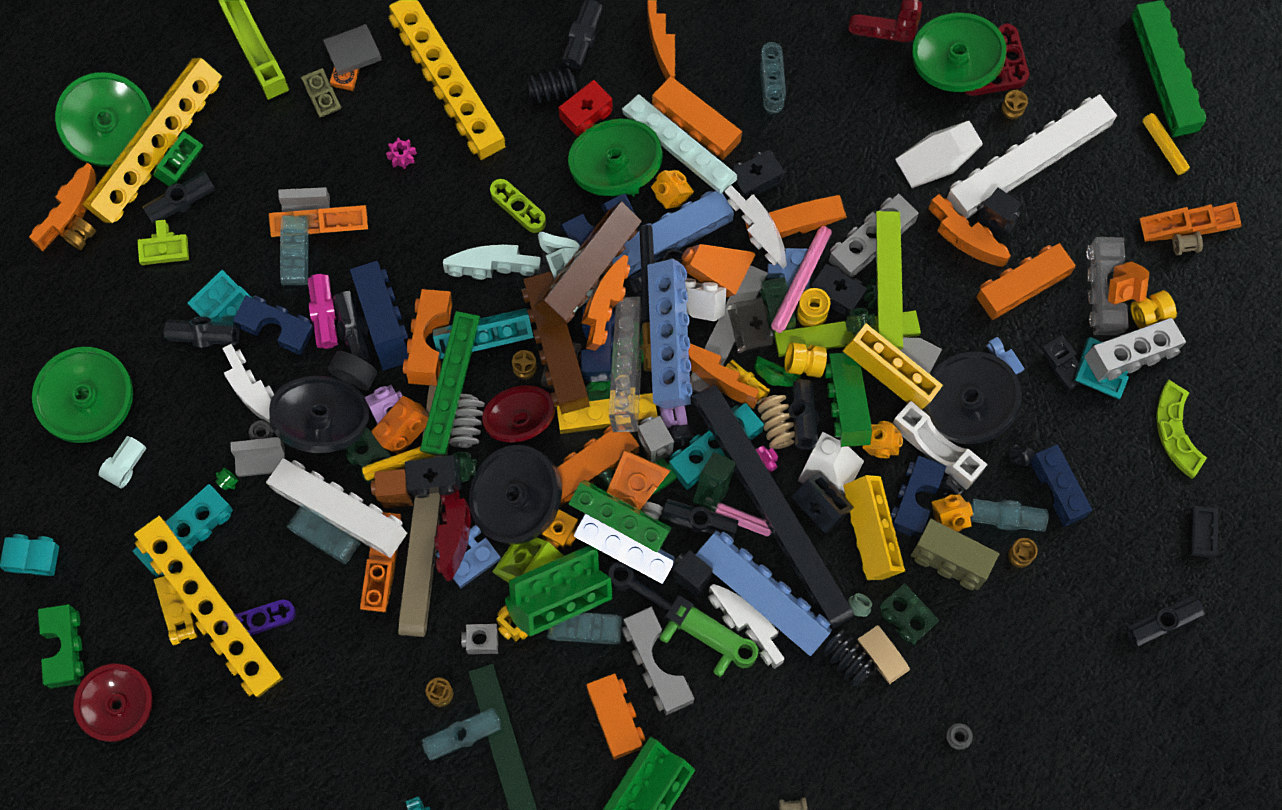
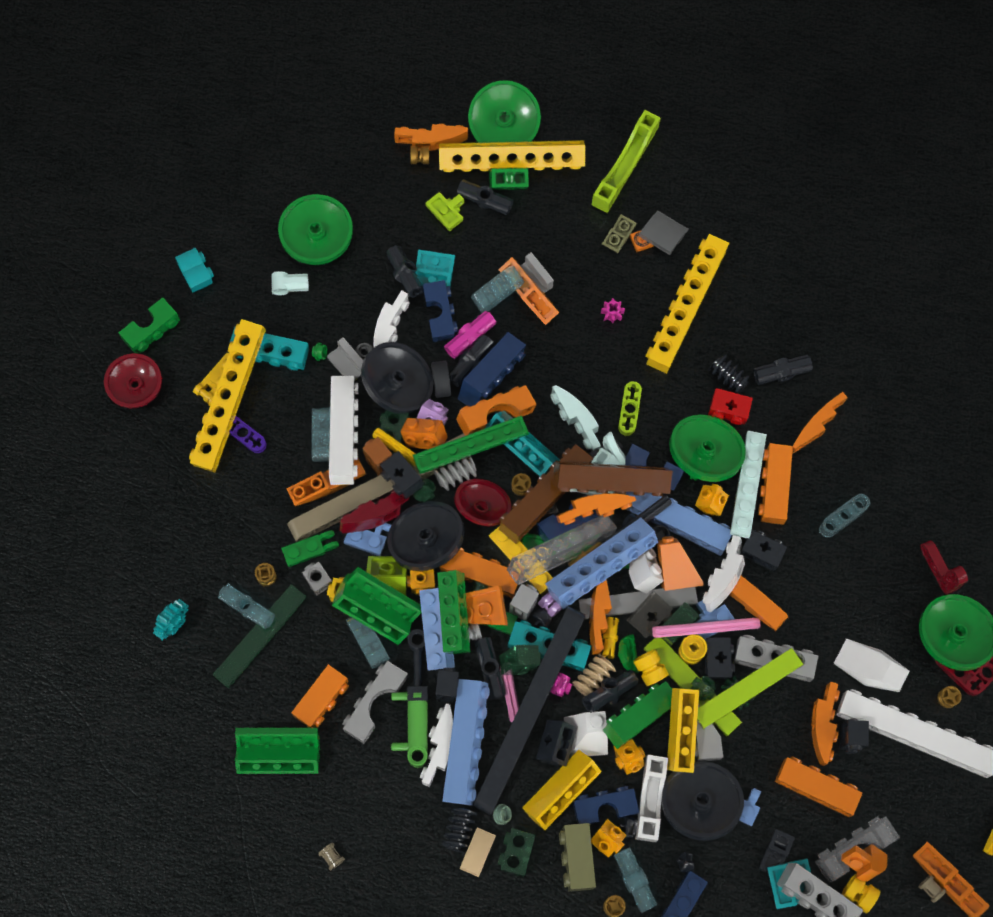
camera: 55 degrees right, 0 degrees up
(440, 630) = (308, 548): none -> green hinge

